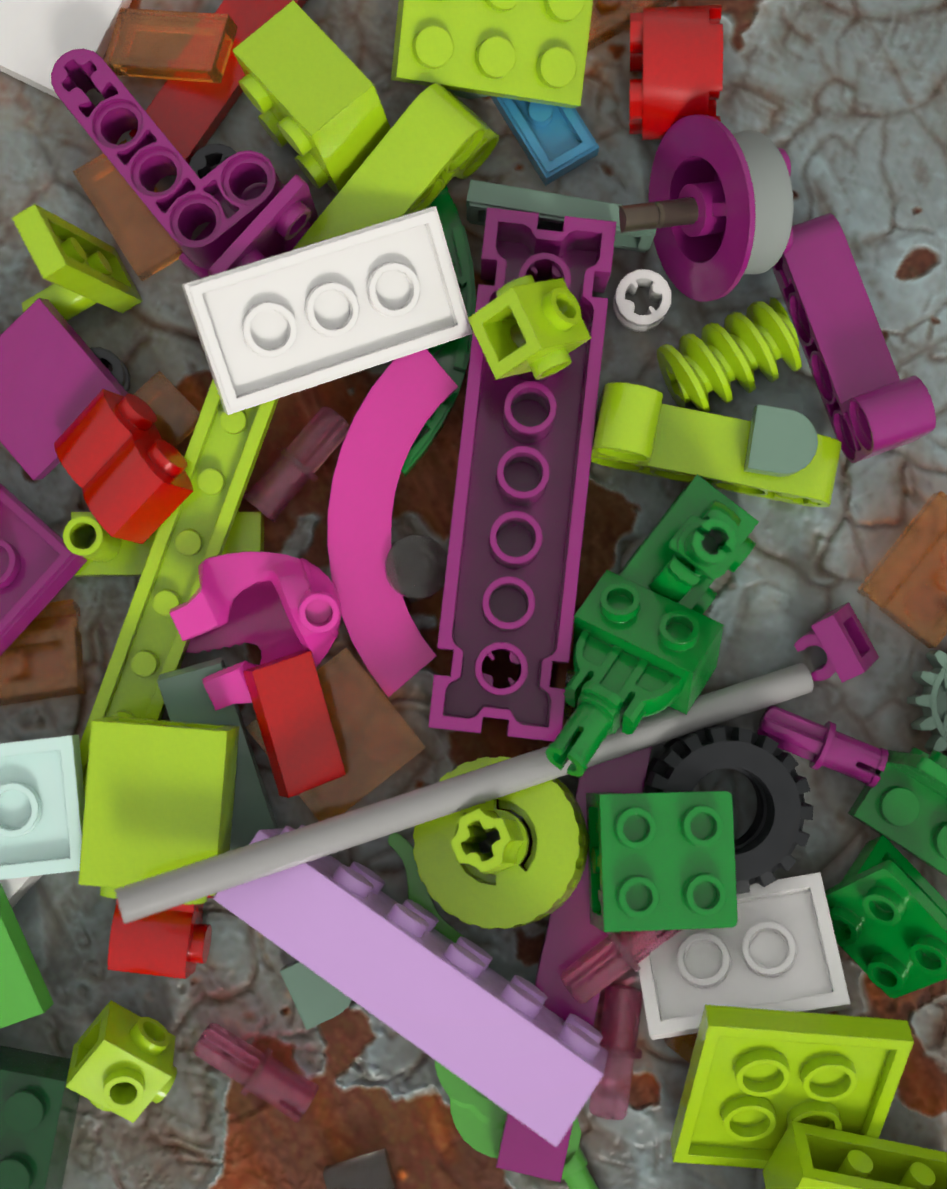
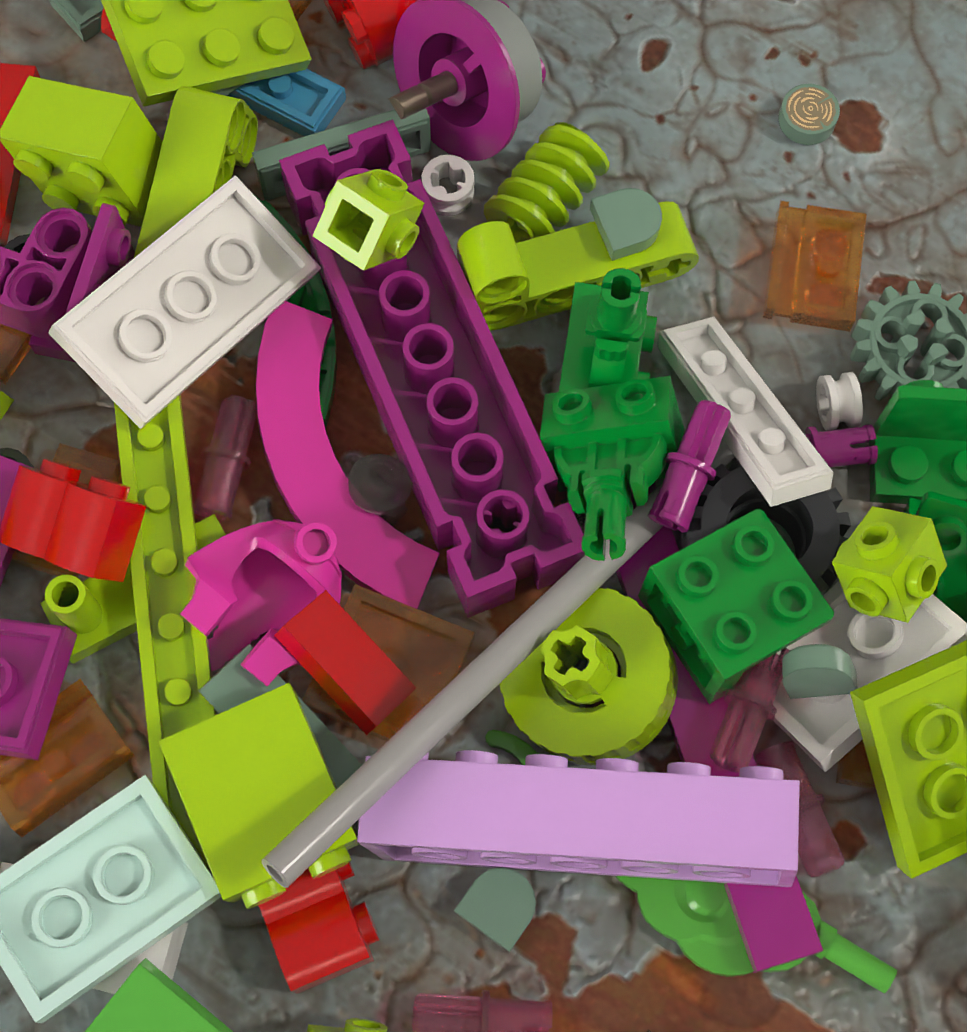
camera: 30 degrees left, 15 degrees down
(692, 719) = (690, 467): none -> magenta axle
(694, 962) = (818, 672): none -> sand green tile
(776, 685) = (760, 428): none -> white tile
(812, 910) = (890, 564): none -> lime brick
(843, 641) = (778, 360): magenta tile -> none
(846, 347) = (639, 135): magenta beam -> none
(875, 712) = (839, 401): none -> white bush

